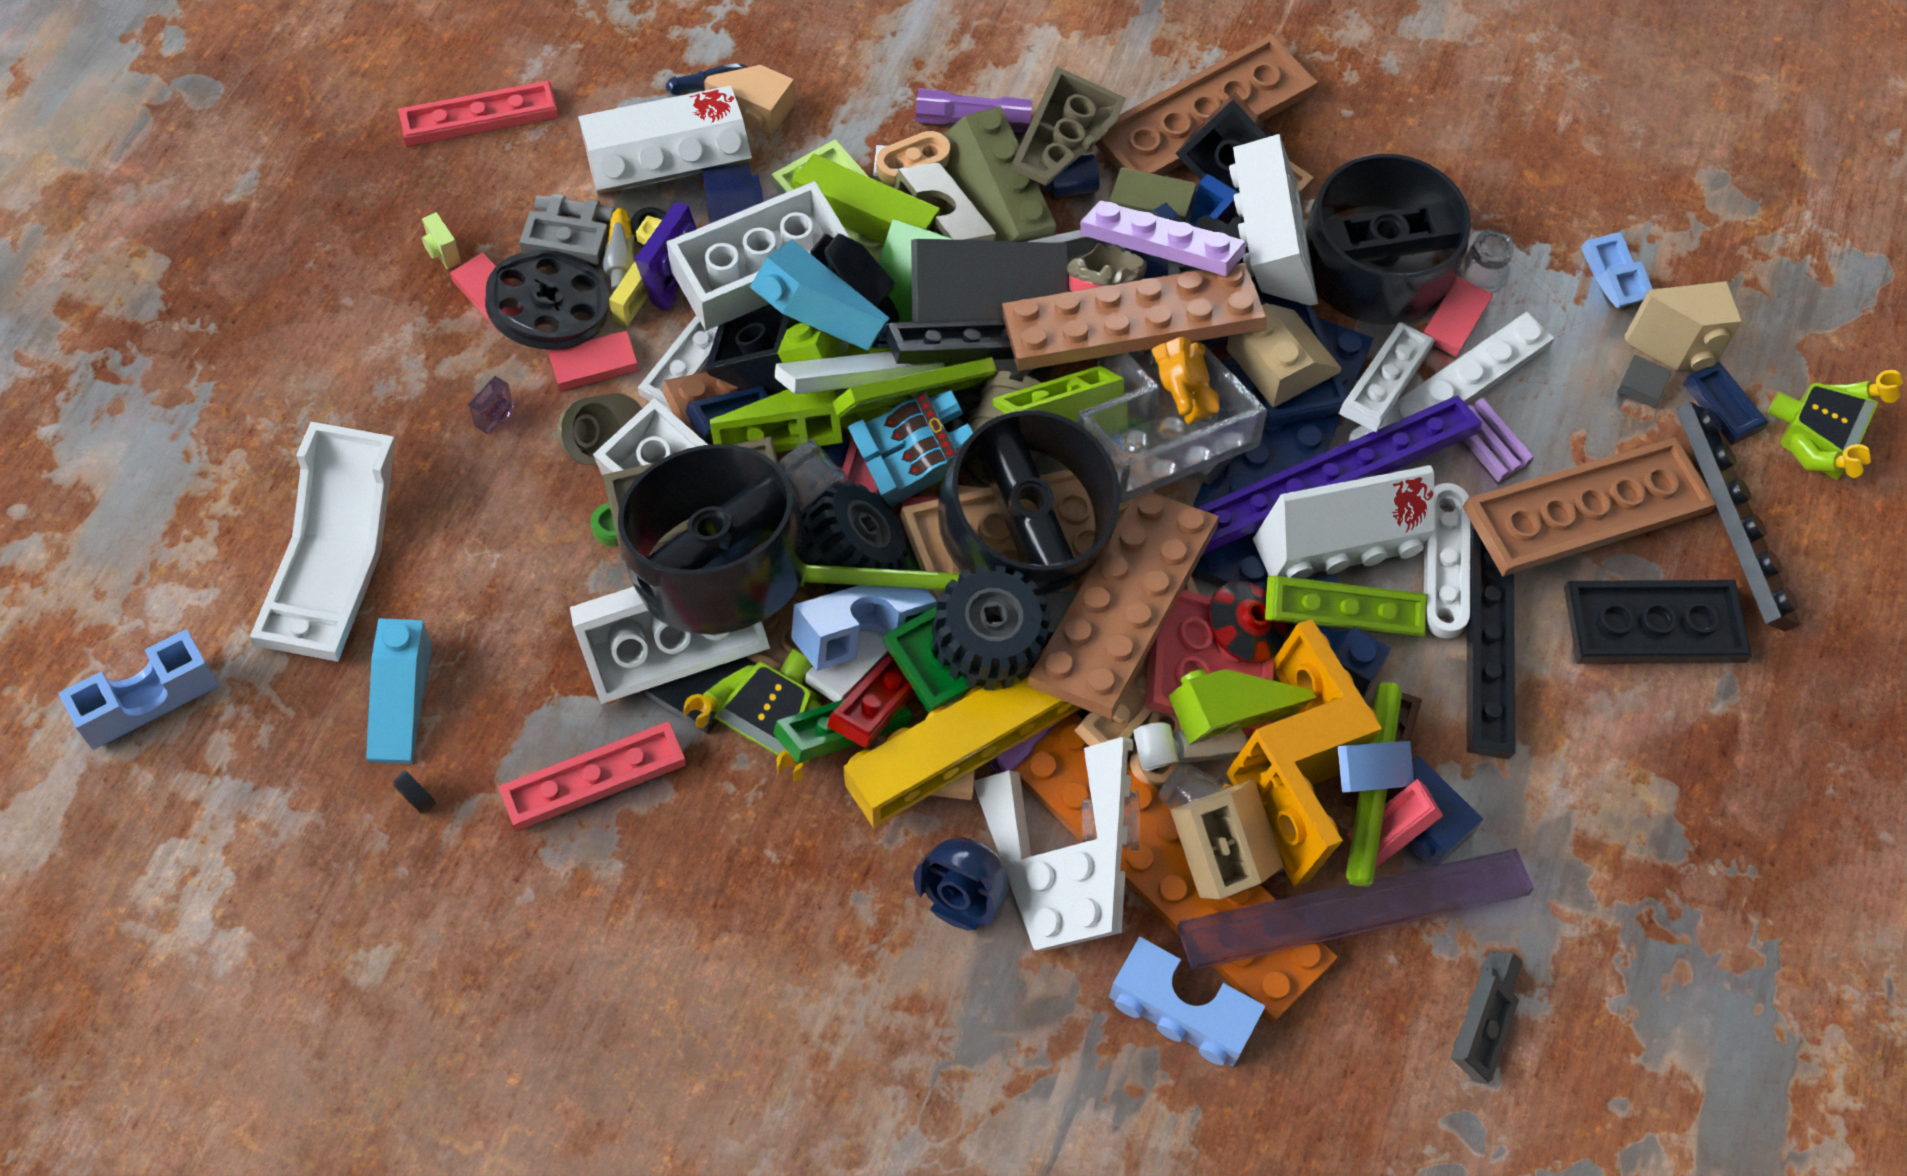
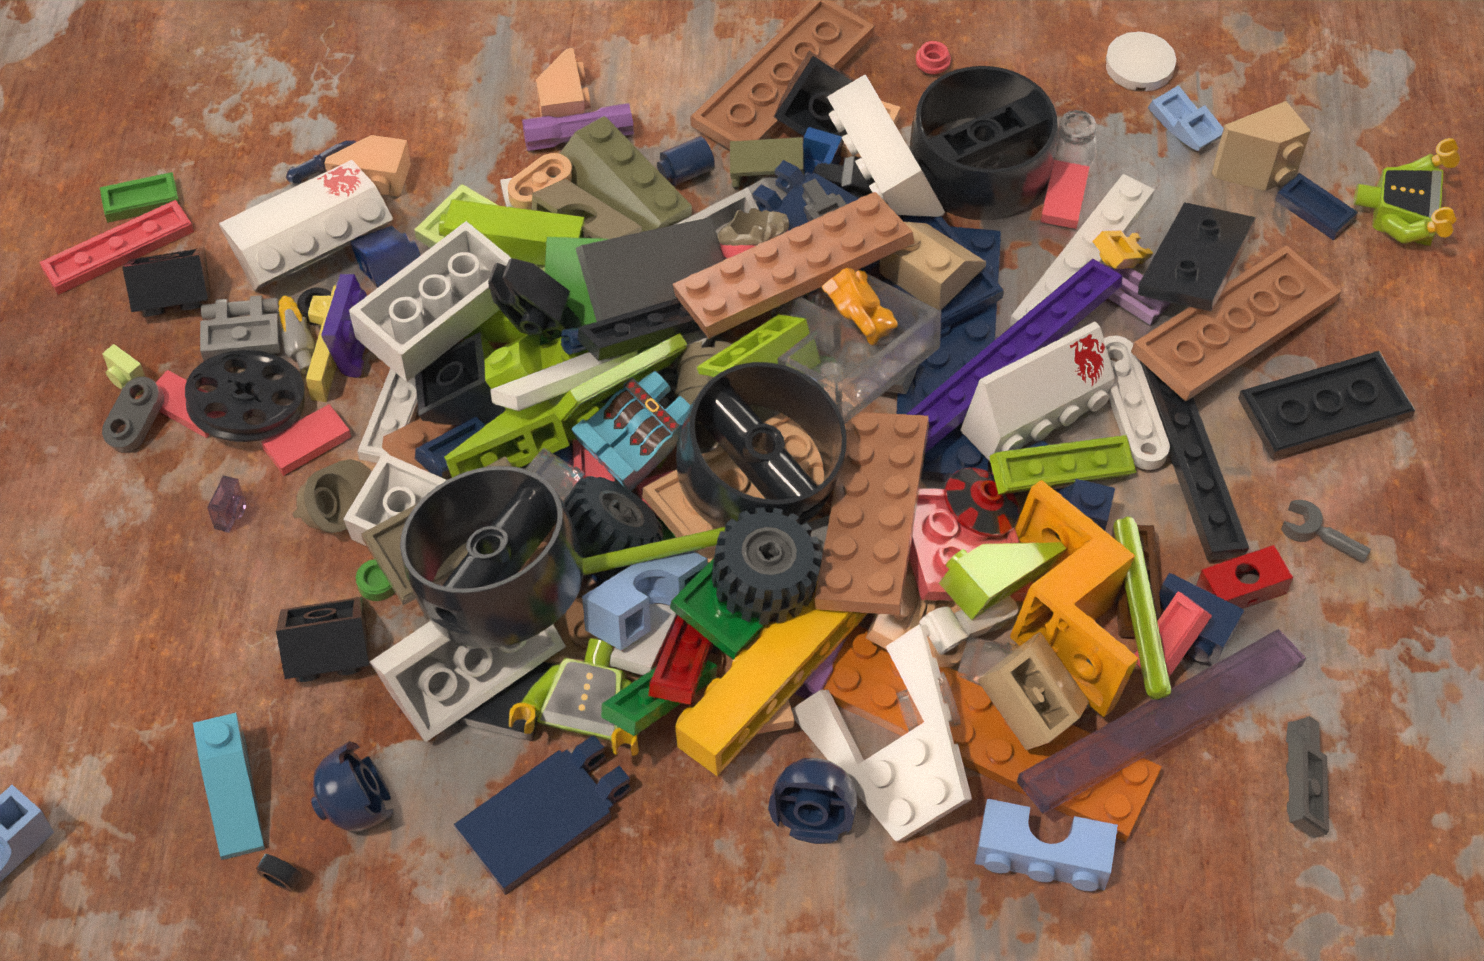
camera: 15 degrees left, 5 degrees down
(332, 542) = (117, 669): white windscreen -> none
(434, 288) = (135, 413): none -> dark grey plate
(510, 731) = (350, 790): none -> dark blue cylinder
(512, 161) = (167, 281): none -> black slope
(516, 67) = (138, 196): none -> bright green tile
(537, 569) = (323, 639): none -> black slope
(592, 776) = (438, 808): coral plate -> none
(690, 812) = (542, 814): none -> dark blue tile
(816, 296) = (508, 321): medium azure slope -> none
(969, 65) = (560, 87): none -> light nougat slope
(1065, 125) = (668, 117): dark tan wedge -> none
(1163, 238) = (795, 189): lavender plate -> none
(1368, 133) = (933, 57): none -> coral plate
(1375, 766) = (1140, 590): light blue slope -> none
(1387, 377) = (1026, 260): white tile -> none
(1472, 783) = (1273, 578): none -> red piece
(1492, 395) = (1121, 251): none -> yellow plate
(1572, 423) = (1197, 256): none -> black plate
(1590, 194) = (1140, 61): none -> white tile
(1608, 763) = (1312, 527): none -> dark grey piece
(1644, 381) = (1244, 202): dark grey tile -> none
(1743, 527) = (1370, 304): black plate -> none

